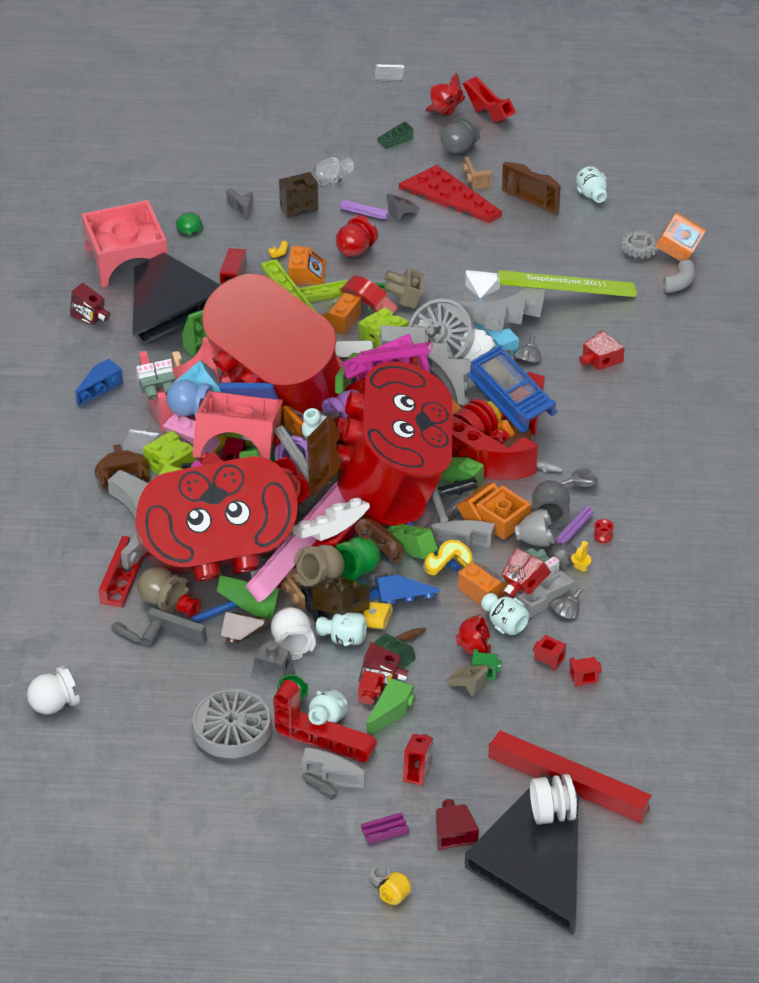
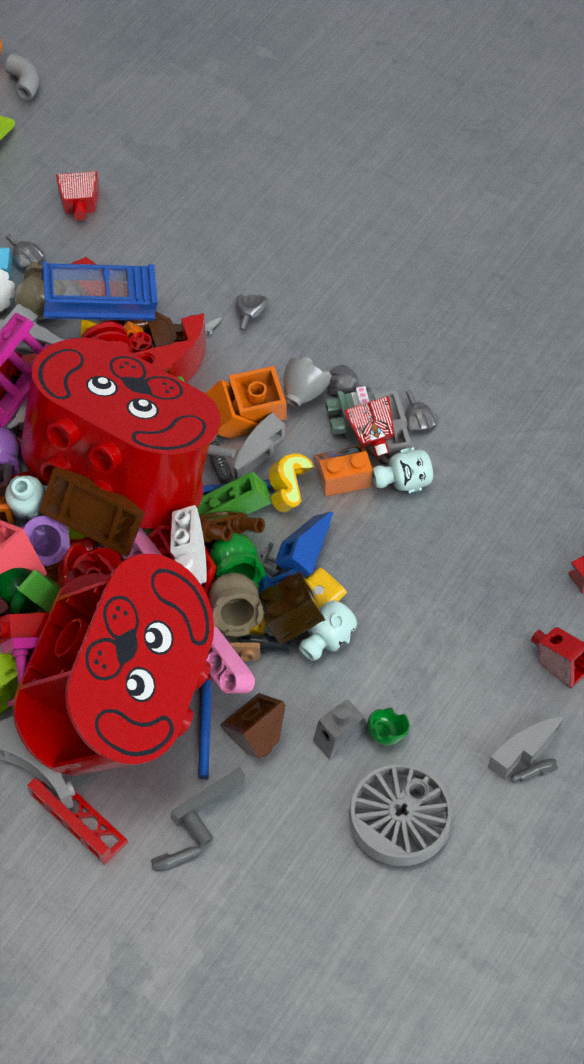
camera: 60 degrees left, 15 degrees up
(51, 692) = (237, 991): white tile -> none
(162, 588) = (144, 785): dark tan tile -> none
(188, 605) = (184, 769): red wheel -> none
(237, 593) = (215, 703): bright green slope -> none
(293, 450) = (60, 537): light grey axle -> none
(293, 632) = (302, 681): white tile -> none
(327, 706) = (442, 706): light aqua piece -> none
(328, 736) = (439, 744): red beam -> none
(371, 687) = (428, 650): red brick -> none
(383, 661) = (411, 624): dark red torso -> none
(391, 705) = (463, 639): bright green slope -> none
(398, 647) = (385, 589): clear green slope -> none
(411, 634) = (367, 573): reddish brown helmet -> none
(471, 677) = (476, 548): dark tan slope -> none
(474, 635) = (419, 516): red cylinder -> none
(491, 660) = (461, 528): green brick -> none
(550, 651) = (479, 462): red brick -> none
(553, 498) = (273, 346): dark grey tile -> none
(575, 525) = (309, 346): medium lavender axle -> none
(581, 559) = (366, 367): yellow piece -> none
(584, 671) = (522, 448): red brick -> none
(603, 530) = (340, 324): red wheel -> none

